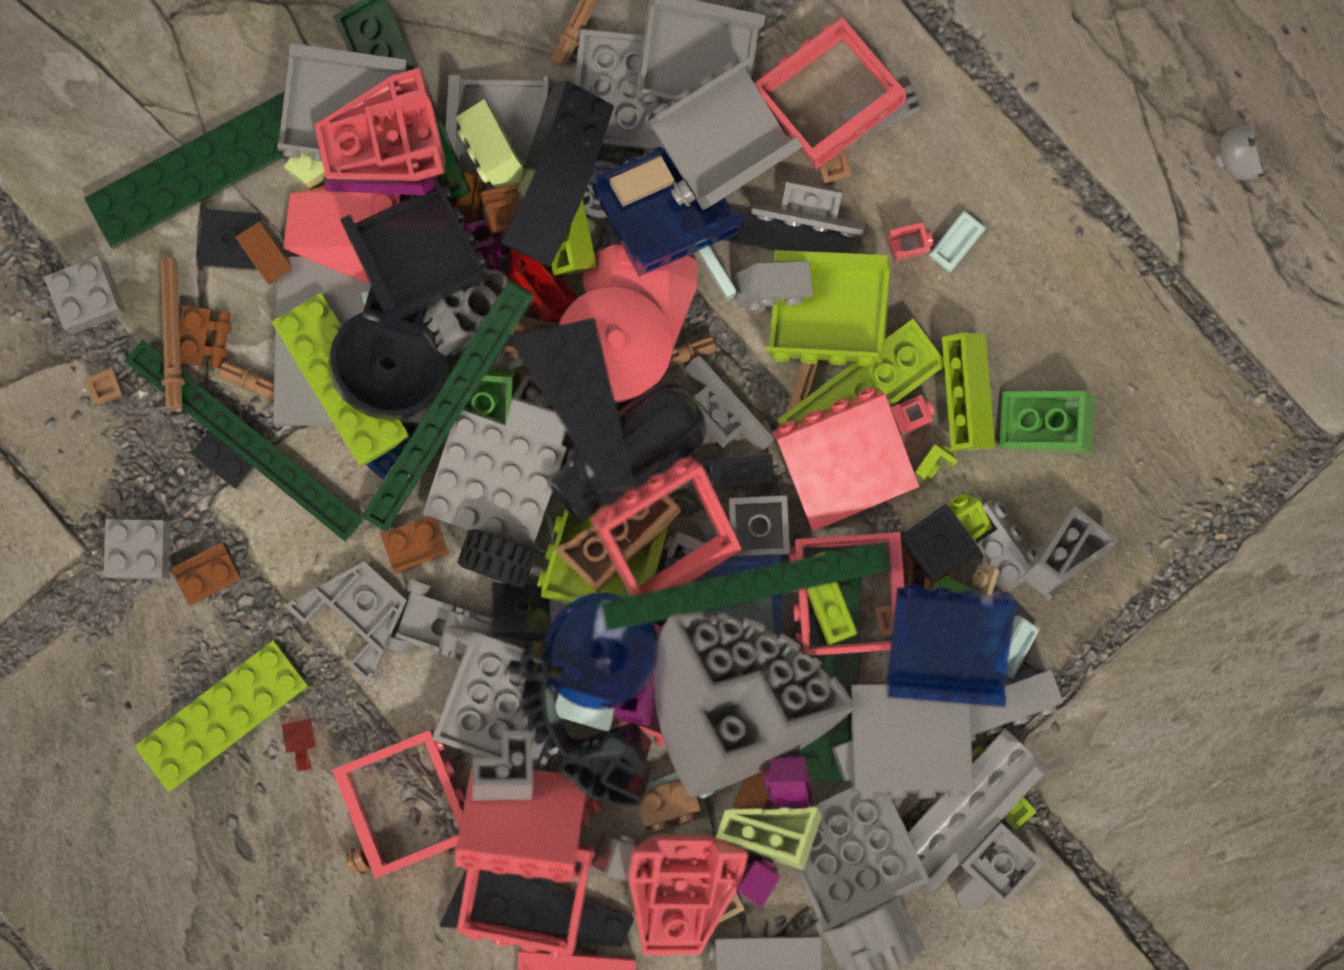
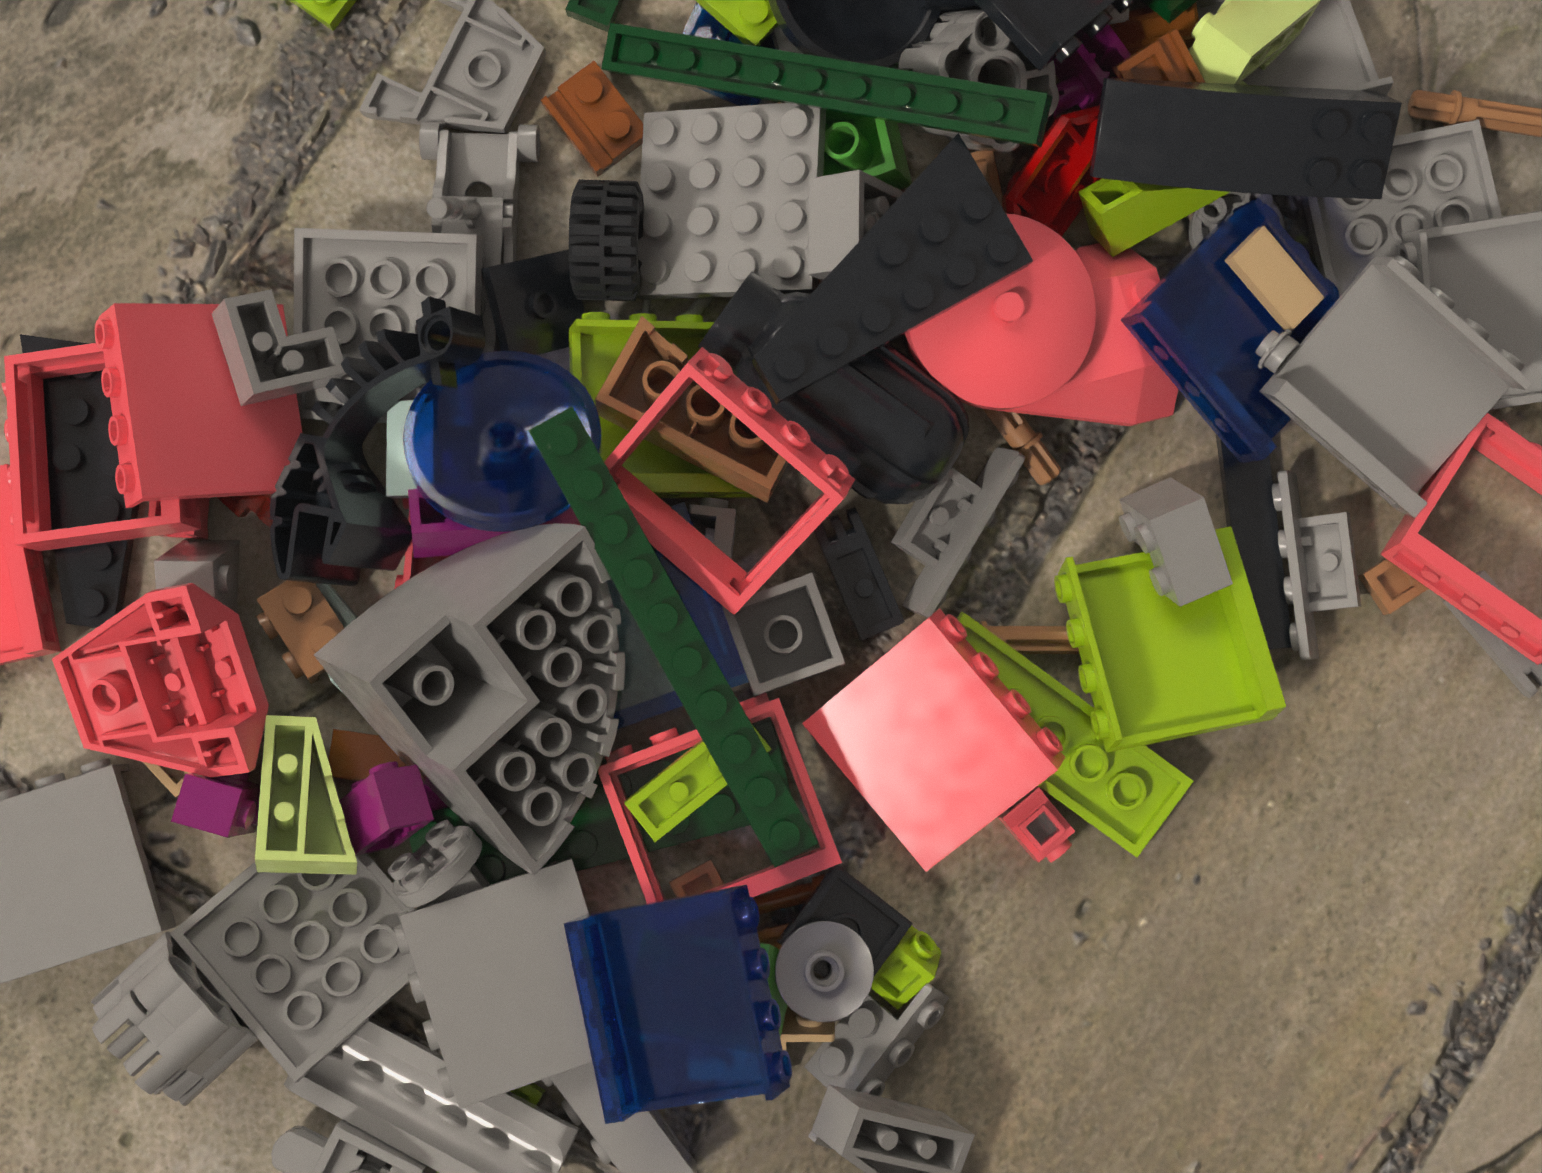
camera: 75 degrees right, 0 degrees up
(298, 739) = (245, 38): clear red plate -> none
(357, 861) = (86, 184): medium nougat plate -> none
(359, 817) = (149, 165): coral window -> none
(717, 273) = (1164, 449): light aqua tile -> none
(831, 764) = (435, 865): none -> light grey tile
(910, 241) = (1314, 739): coral window -> none
(929, 464) = (966, 877): lime bracket -> none
(956, 241) = (1337, 814): light aqua tile -> none
(959, 546) = (841, 989): none -> light grey dish
(968, 392) = (1104, 905): lime brick -> none
(1021, 641) = (735, 1114): light aqua tile -> none
(1047, 421) = (1097, 1049): bright green slope -> none

